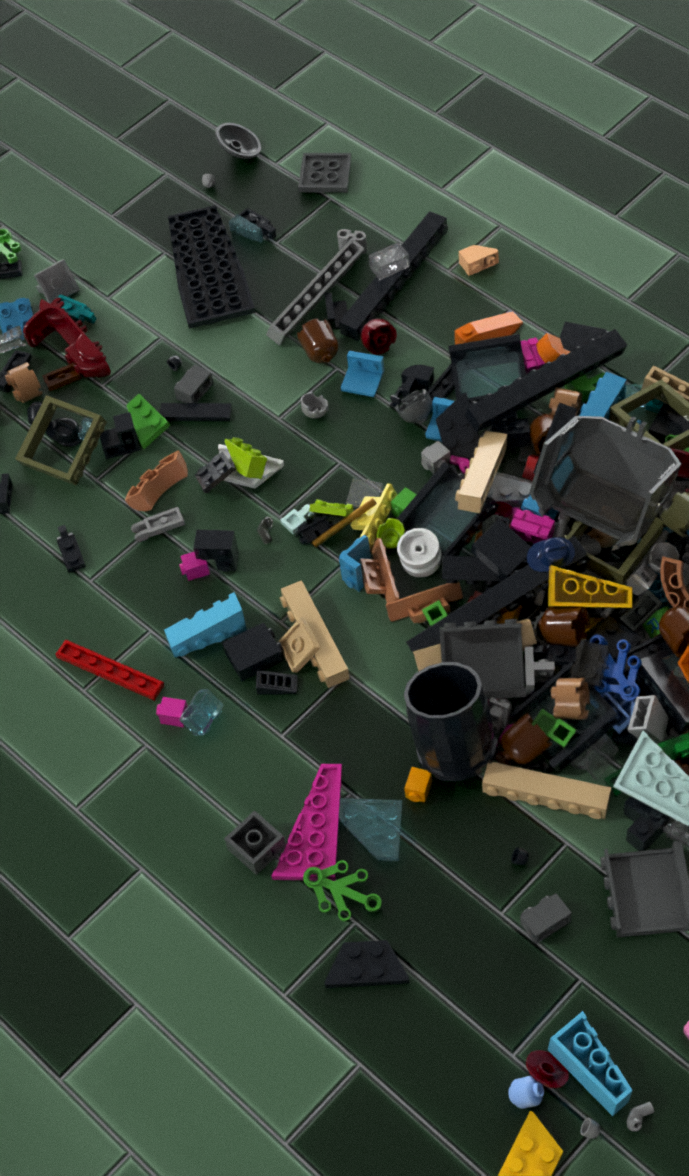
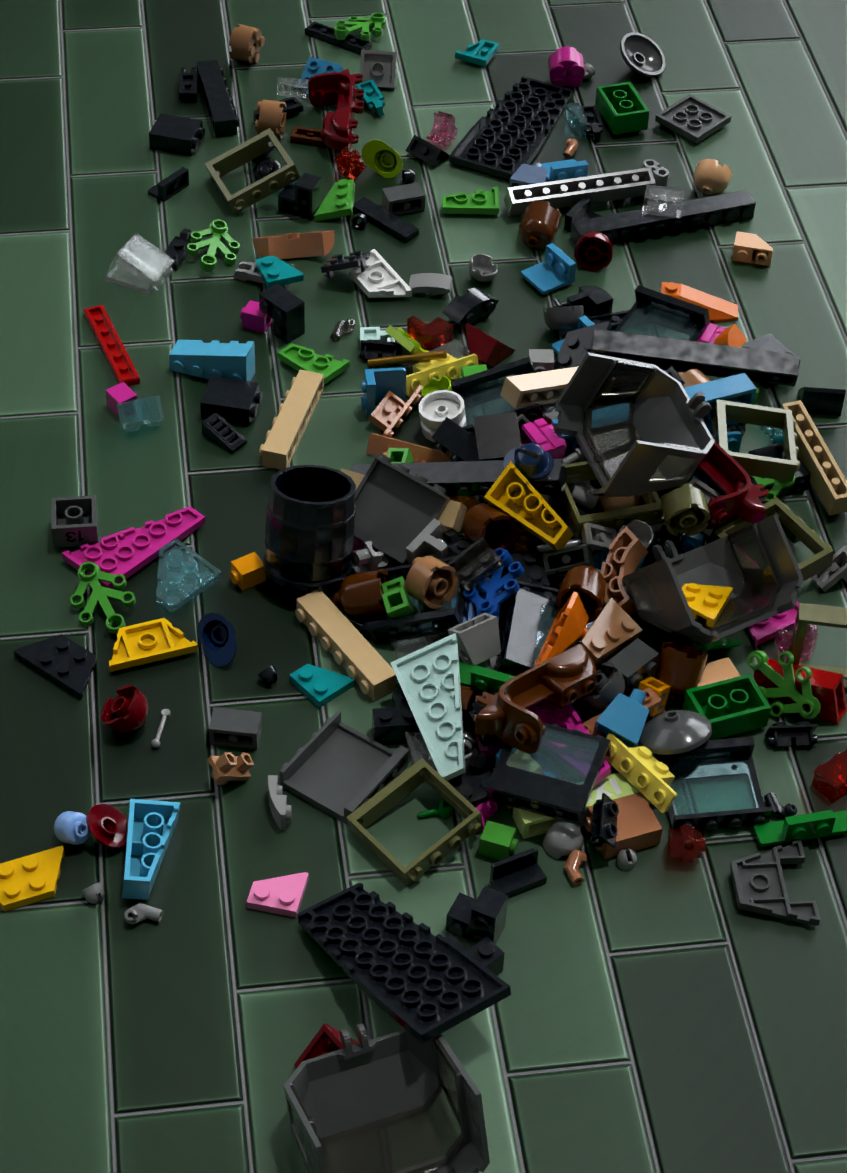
camera: 30 degrees right, 10 degrees down
(61, 585) = (140, 266): none -> clear slope
(85, 509) = (217, 229): none -> bright green plant
(111, 216) = (478, 53): none -> teal wing
(122, 381) = (350, 163): none -> clear red brick
(145, 361) = (382, 158): none -> lime piece
(158, 304) = (443, 129): none -> clear pink hair
(165, 331) = (425, 151): none -> black panel
(171, 516) = (277, 271): none -> teal wing
(181, 424) = (355, 224): none -> black hinge
(195, 188) = (566, 67): none -> dark pink brick
(246, 460) = (378, 266): lime slope -> none
(248, 351) = (470, 204): none -> bright green wing
(266, 254) = (571, 147): none -> nougat arm
(268, 305) = (529, 174): none -> sand blue torso
(270, 197) = (622, 108): none -> green brick
(275, 575) = (305, 359): none -> bright green wing
(283, 281) = (565, 169): none -> dark azure bracket
(288, 444) = (434, 282): none -> light grey slope
(299, 645) = (268, 416): tan tile -> none
(336, 490) = (430, 335): none -> clear red brick
(341, 444) = (470, 306): none -> black brick
(385, 470) = (486, 347): none -> dark red slope
(393, 216) = (712, 177): none -> light nougat cylinder
(412, 900) = (148, 643): none -> yellow wing
(460, 858) = (217, 639): none -> dark blue piece
(461, 968) = (126, 711): none -> dark red cylinder
(482, 946) = (165, 713): none -> light grey hinge
(559, 835) = (320, 684): none -> teal wing
(579, 953) = (230, 767): none -> medium nougat hips
(640, 956) = (278, 802): none -> light grey slope
(645, 351) = (822, 400): none -> black slope

